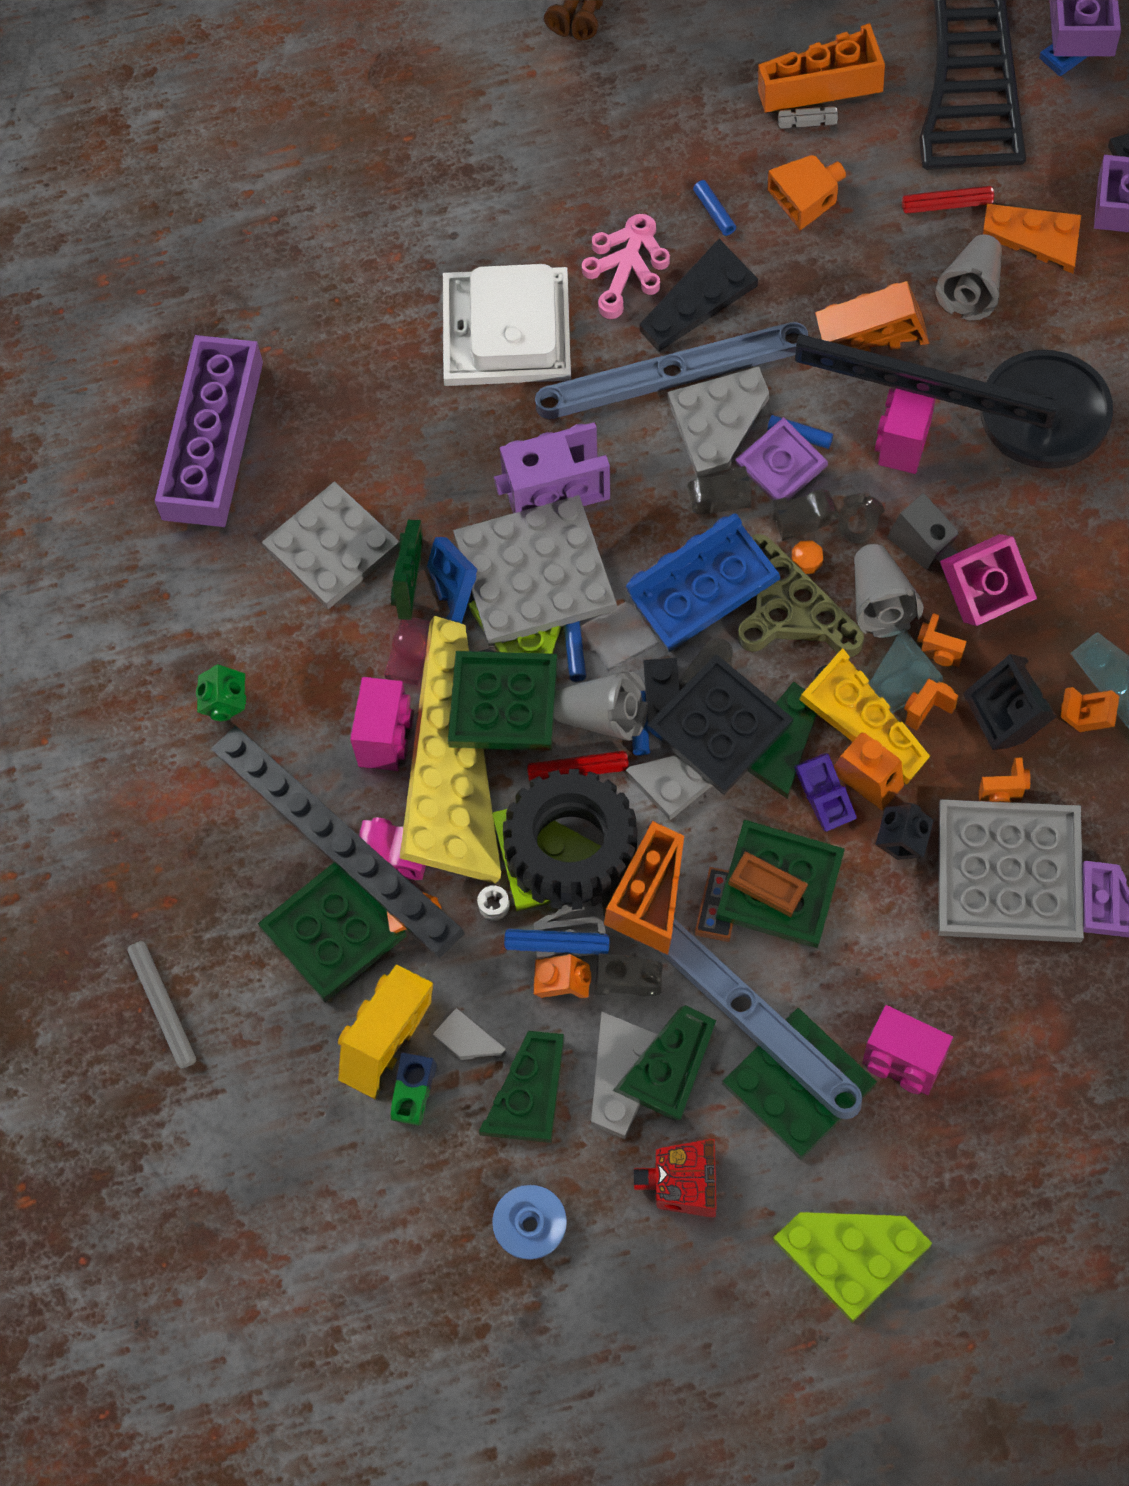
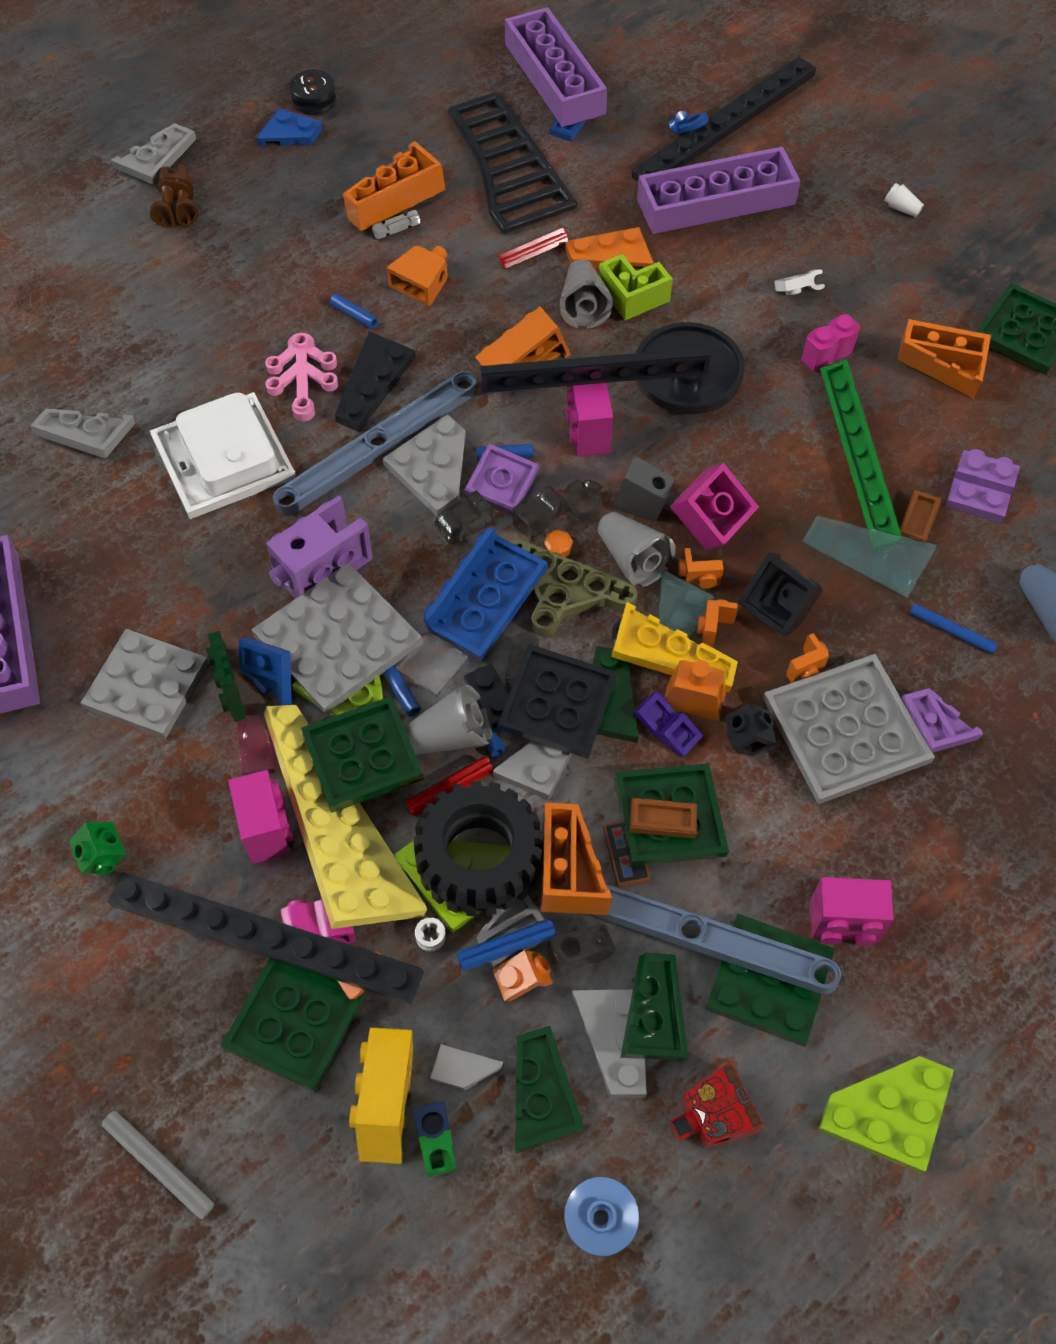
camera: 30 degrees left, 5 degrees down
(377, 251) = (86, 433): none -> light grey wing
(1032, 294) = (634, 290): none -> lime brick
(1089, 710) = (843, 577): orange bracket -> none

